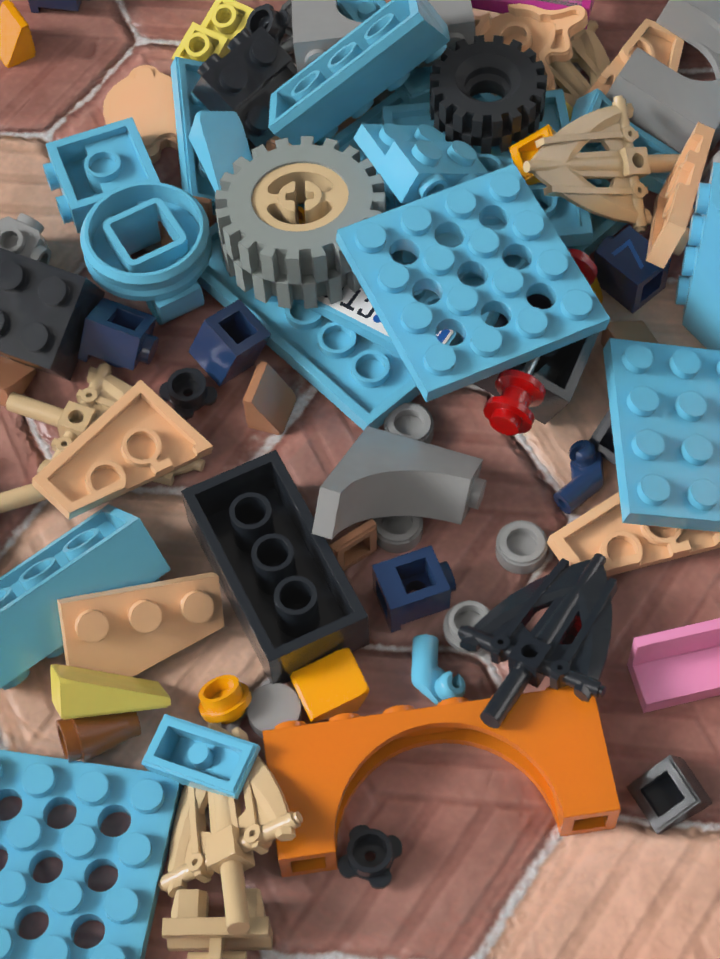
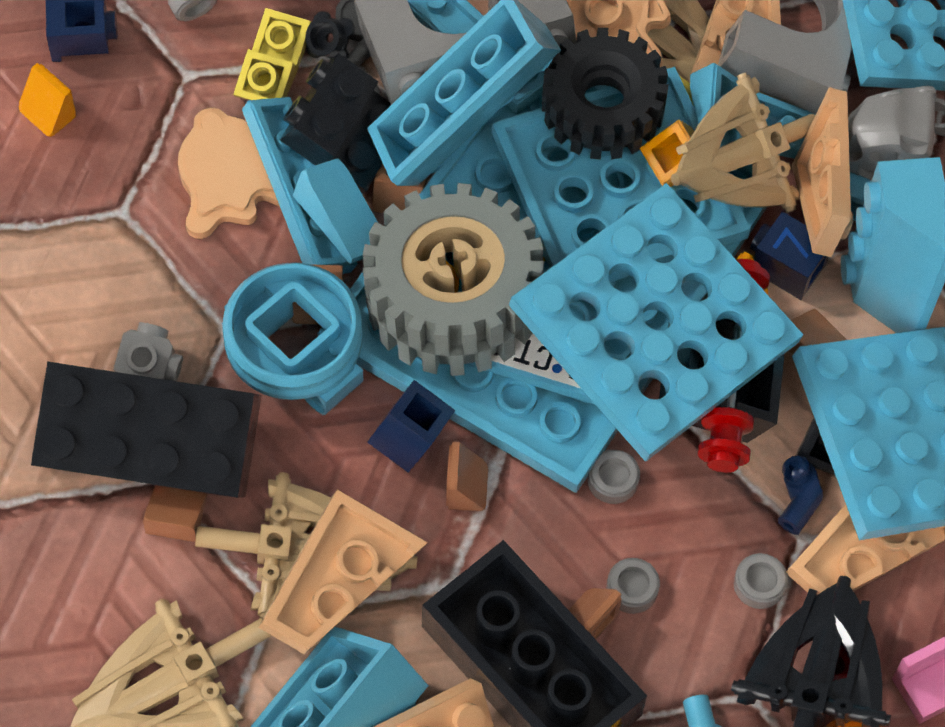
camera: 20 degrees left, 5 degrees up
(94, 165) = (206, 253): medium azure plate -> none
(118, 335) = (290, 440): dark blue brick -> none
(187, 381) = (381, 472): black plate -> none
(397, 477) = (632, 538): light grey arch -> none
(410, 572) = (673, 630): dark blue brick -> none
(417, 159) = (563, 193): medium azure plate -> none
(463, 614) = (725, 669): light grey plate -> none

